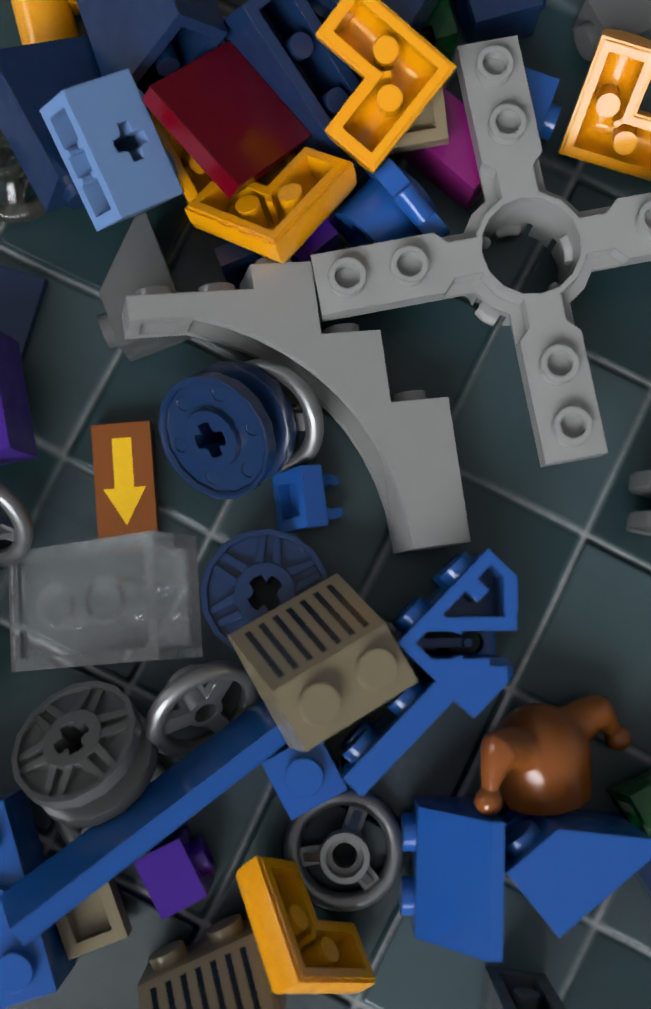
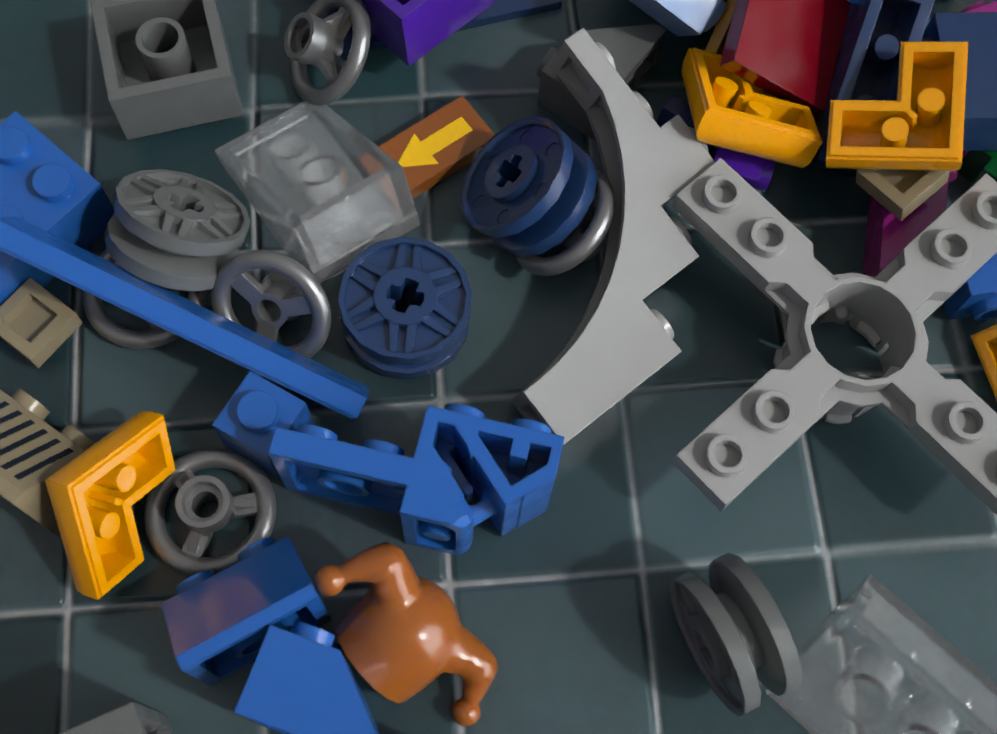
camera: 55 degrees right, 15 degrees down
(177, 871) = (111, 368): dark purple plate -> none
(301, 498) = (508, 289): blue tile -> none
(321, 662) = (369, 363): dark tan slope -> none
(388, 209) = (814, 208): blue piece -> none

